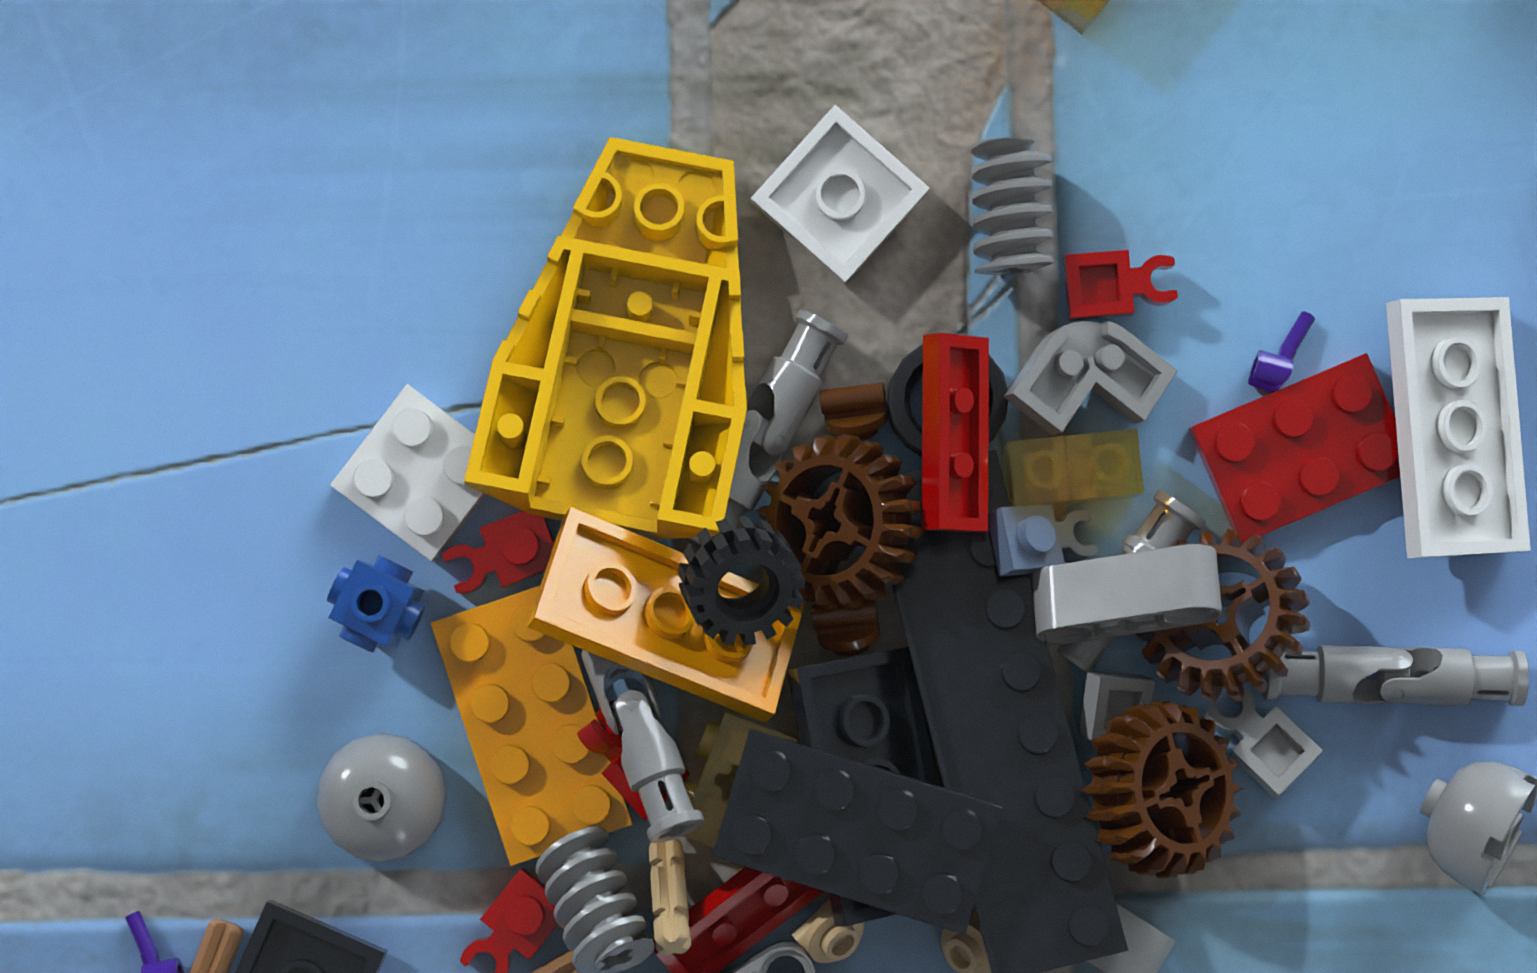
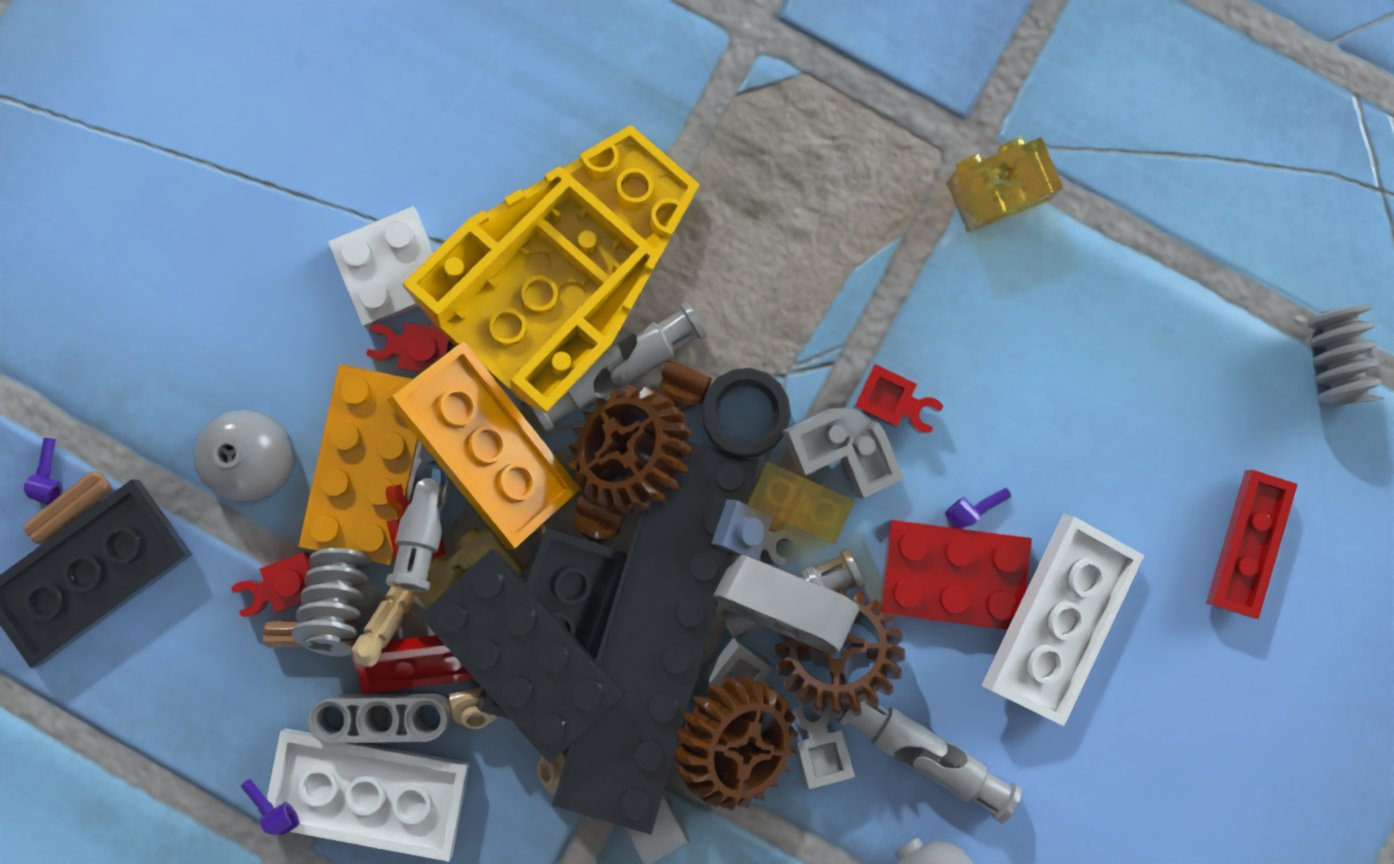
camera: 30 degrees right, 0 degrees up
(399, 610) = (324, 333): blue brick -> none
(761, 606) = (535, 473): black tyre -> none
(839, 194) = (754, 244): white plate -> none
(955, 433) = (735, 435): red plate -> none
(1010, 206) = (857, 312): light grey piece -> none

